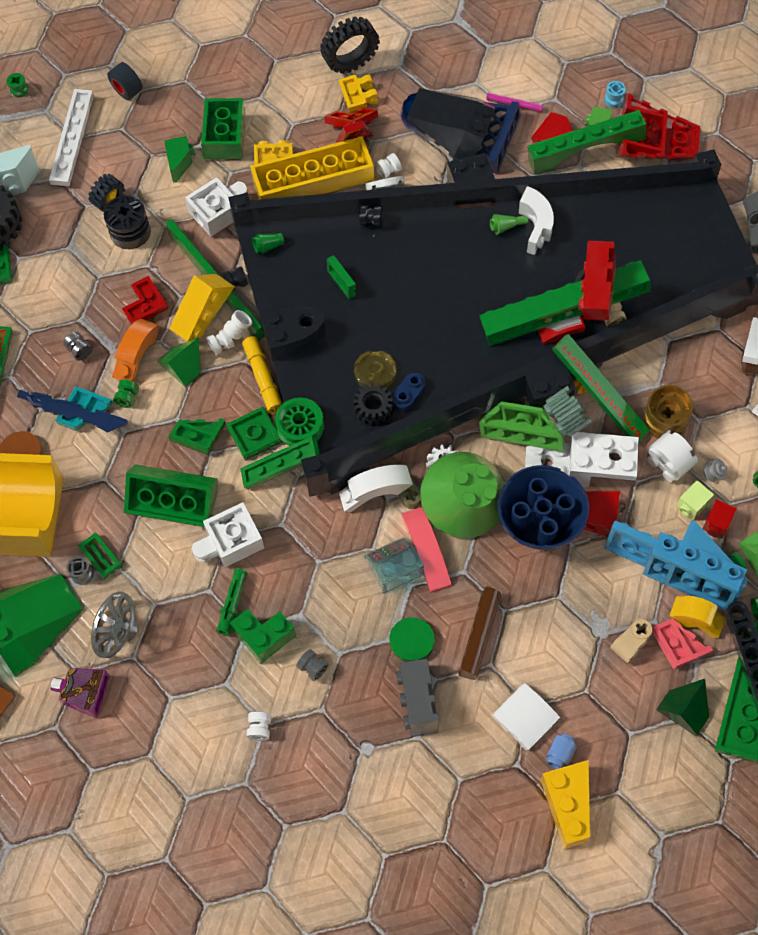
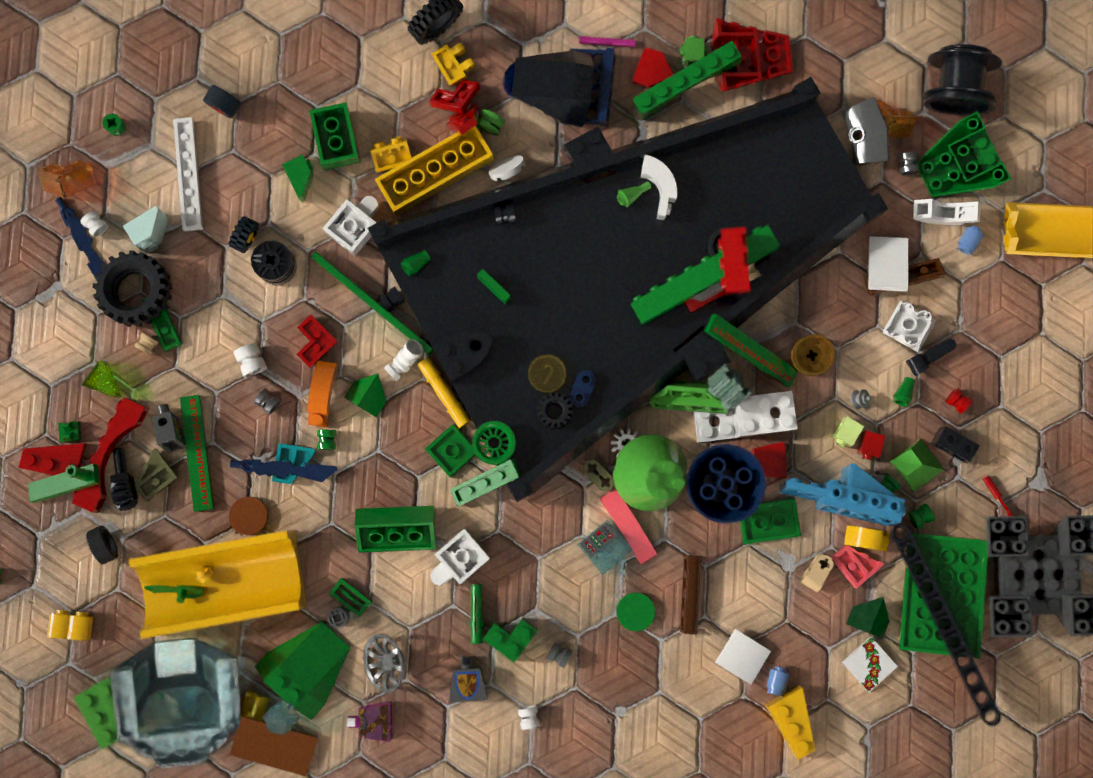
camera: 20 degrees left, 20 degrees up
(73, 304) = (250, 359): none -> white wheel
(197, 434) = (402, 465): green wing -> none
(199, 672) = (467, 683): none -> torso
(200, 305) = (371, 340): yellow wedge -> none
(374, 483) = (573, 484): white arch -> none
(379, 144) = (490, 122): none -> bright green wheel
(388, 166) = (504, 143): white wheel -> none
(418, 698) = (653, 664): dark grey wedge -> none
(587, 577) = (771, 522): none -> green tile
(614, 94) = (702, 19): medium azure wheel -> none
(671, 455) = (822, 396): white brick -> none
(676, 760) = (869, 664): none -> white tile

